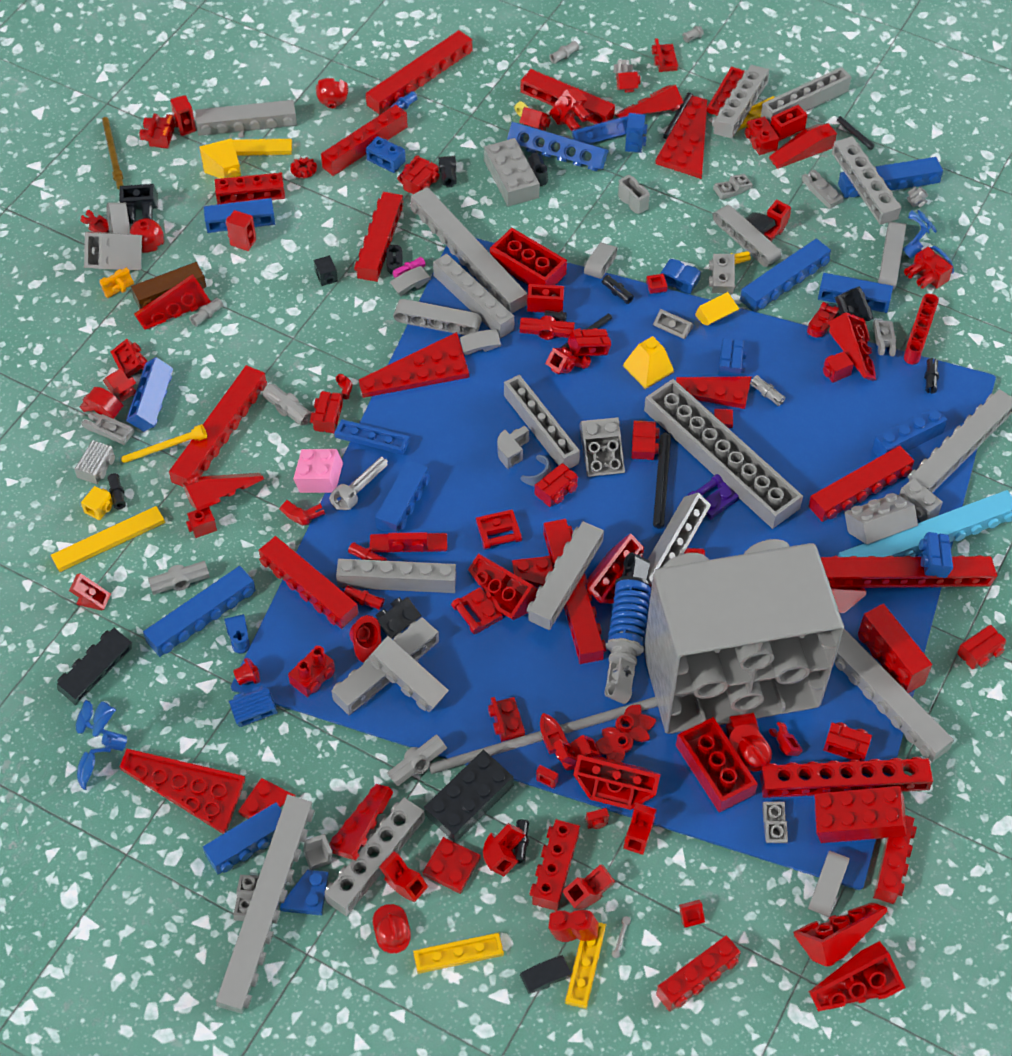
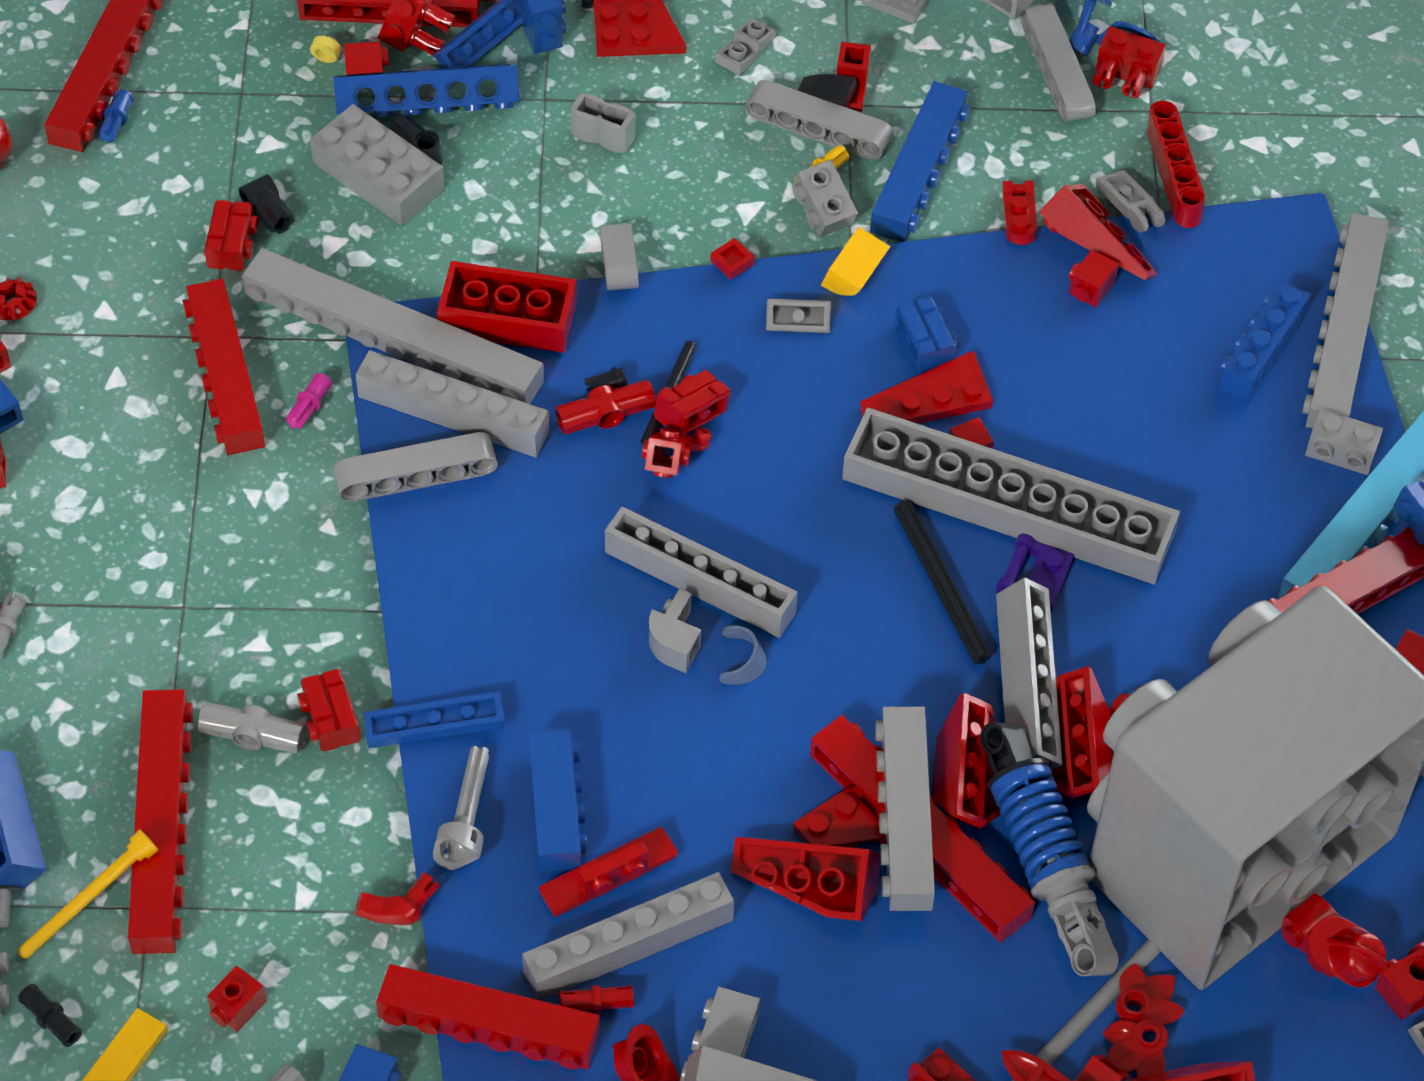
camera: 30 degrees left, 0 degrees up
(97, 503) = (31, 1051): yellow brick -> none
(207, 490) = (220, 938): red wedge -> none
(318, 470) = (383, 818): bright pink brick -> none
(325, 270) = (169, 465): black brick -> none
(345, 384) = (328, 649): red arm -> none
(354, 145) = (91, 208): red brick -> none
(363, 553) = (552, 925): red pin -> none
(385, 154) = (143, 218): blue brick -> none
(394, 259) = (266, 399): black beam -> none
(397, 617) = (671, 1004): black bracket -> none
(406, 281) = (324, 420): light grey slope -> none
(408, 167) = (199, 227): red axle -> none
(429, 366) = (449, 557): red wing -> none
(480, 340) = (511, 476): light grey slope -> none
(482, 608) = (794, 924): red plate -> none
(496, 524) = (734, 771): red plate -> none
(545, 298) = (575, 358): red brick -> none
(556, 485) = (786, 665): red brick -> none
(602, 446) = (819, 568): light grey slope -> none
(609, 282) = (656, 287): black pin -> none
(644, 440) = (876, 528): red brick -> none
(649, 363) = (803, 397): yellow slope -> none
(681, 276) = (760, 229): blue brick -> none
(716, 764) = (1311, 1003): red brick -> none
(767, 390) = (1011, 362): light grey pin -> none
(787, 741) = (1389, 916): red plate -> none
(854, 303) = (1056, 165): black bracket -> none
(861, 483) = (1242, 452): red brick -> none
(876, 294) = (1041, 146): blue brick -> none
(881, 518) = (1311, 495): light grey brick -> none
(931, 375) = (1236, 233): black pin -> none

